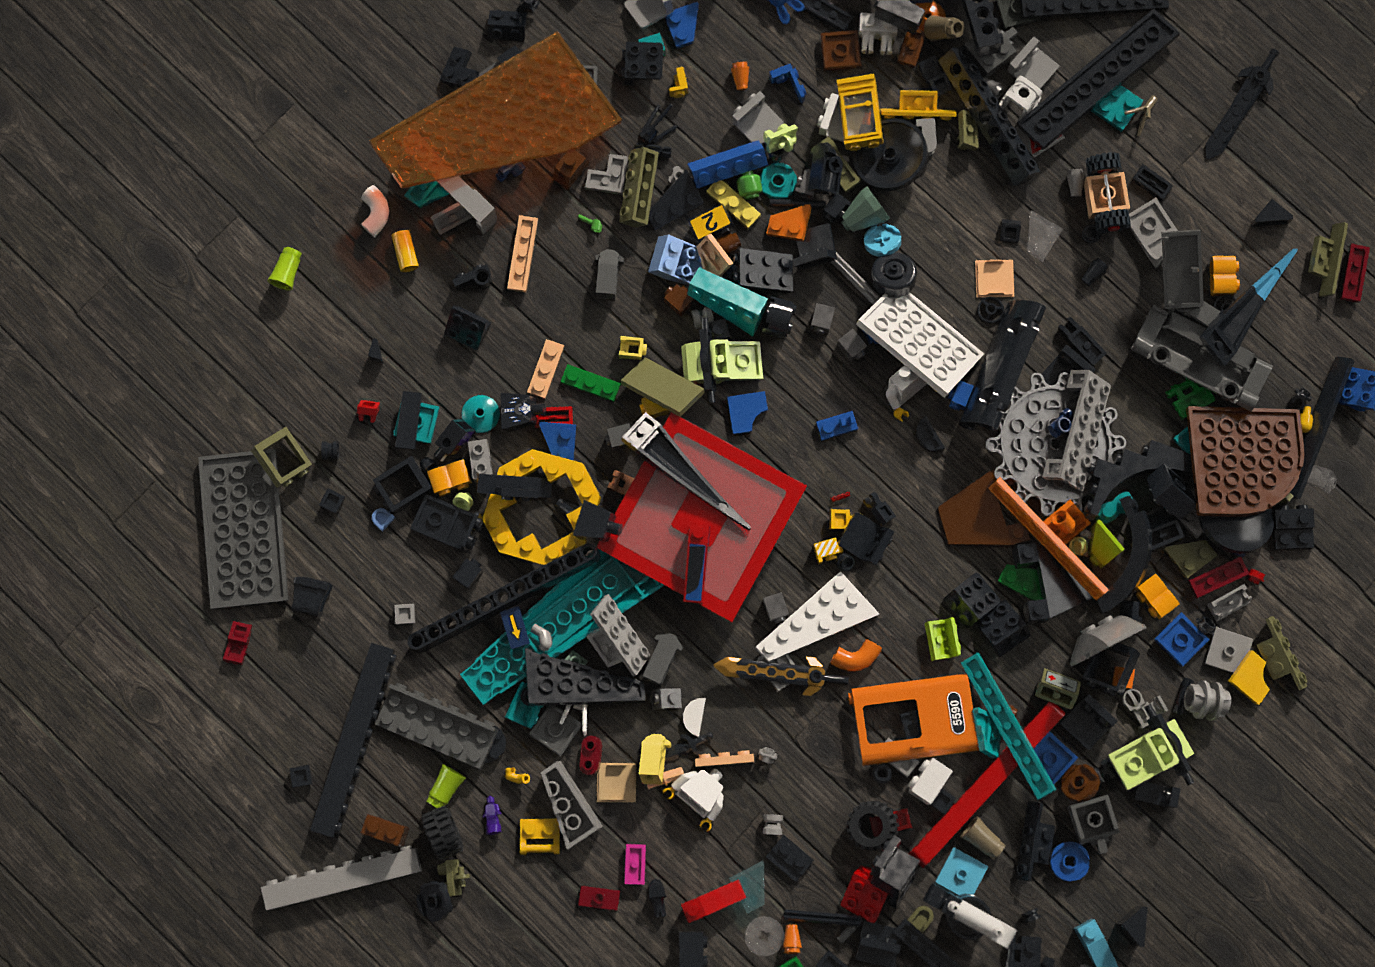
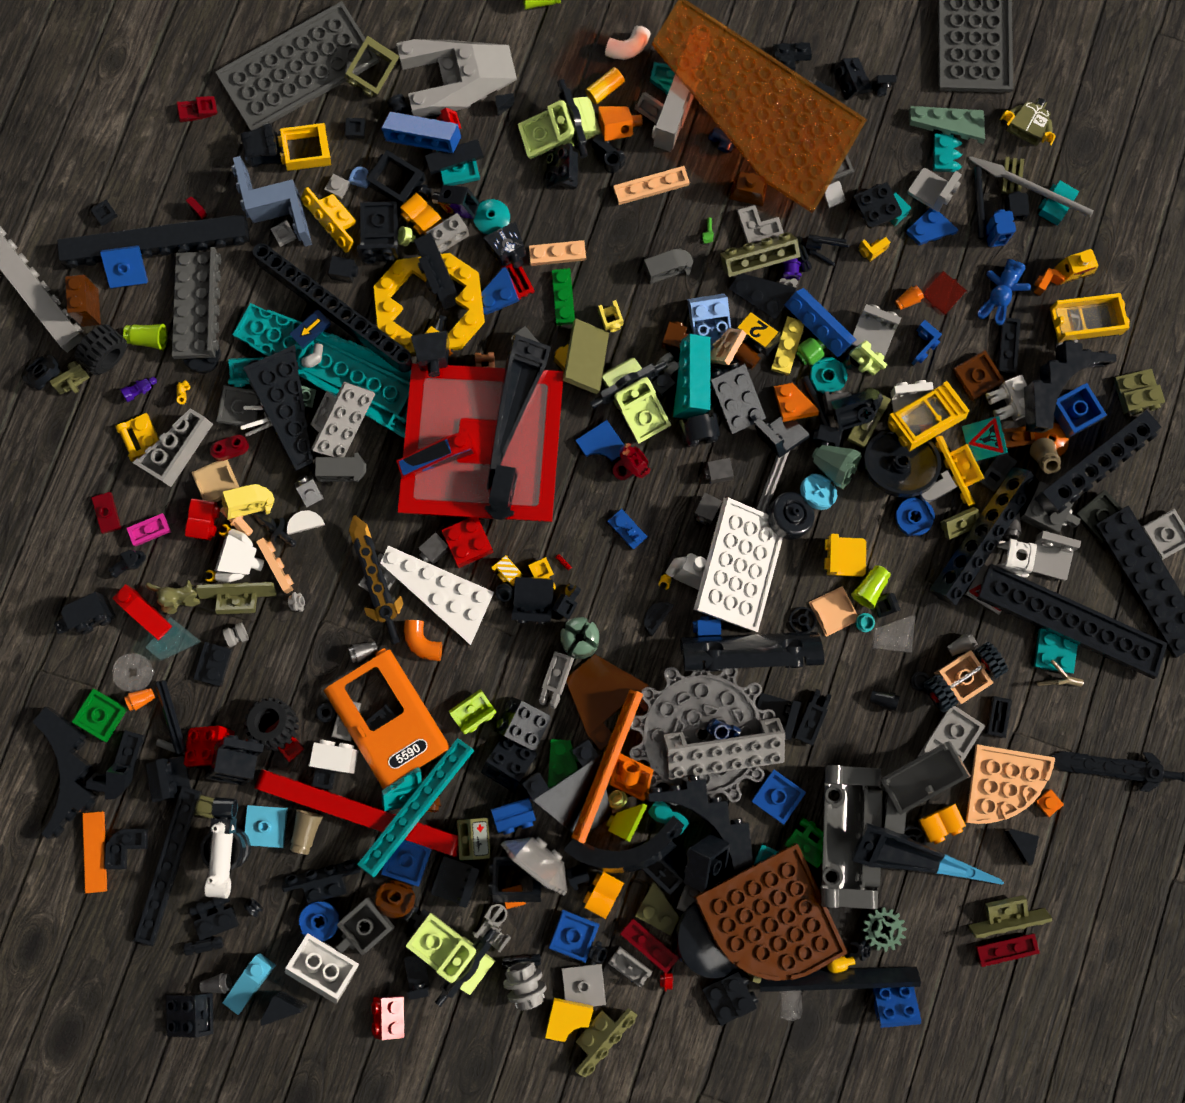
camera: 65 degrees right, 0 degrees up
(327, 371) = (466, 68): none -> light grey wedge
(335, 537) = (304, 132): none -> yellow window
(339, 685) = (196, 207): none -> dark red tile
(367, 778) = (124, 266): none -> blue plate
(371, 439) = (421, 132): none -> brick
(371, 610) = (271, 201): none -> sand blue bracket
(381, 543) = (337, 186): none -> light grey plate
(410, 561) = (332, 217): none -> yellow bracket
(426, 309) = (564, 122): none -> yellowish green piece
(448, 256) = (617, 122): none -> orange torso
(612, 93) = (834, 194): none -> light grey slope
(648, 809) = (201, 519): none -> red brick
(665, 166) = (791, 269): none -> dark purple brick
(711, 868) = (171, 598): none -> olive animal
(738, 809) = (236, 597): none -> olive bracket
(749, 42) = (944, 292): none -> clear red piece
(762, 517) = (502, 492): none -> black piece
(778, 390) = (633, 460): none -> dark red tile
(783, 573) = (467, 541): none -> red brick
(840, 715) = (362, 651): none -> flat silver cone
(901, 72) = (985, 438): none -> teal piece
(922, 522) = (576, 627): none -> sand green cylinder
(945, 550) = (556, 678): none -> light grey hinge
(946, 178) = (910, 527): none -> blue plate
(951, 244) = (845, 556): none -> yellow bracket
(989, 235) = (871, 587): none -> lime plant
(1018, 256) = (865, 622): none -> teal plate
(1051, 644) = (514, 815): none -> blue brick
(1113, 876) = (321, 968): none -> white slope
(1138, 404) = (778, 796): none -> blue plate
(1181, 836) = (388, 1017): none -> bracket
(1212, 205) = (1005, 783): none -> light nougat plate
(1245, 176) = (1049, 803): none -> orange plate
(1296, 364) = (892, 926): none -> sand green gear

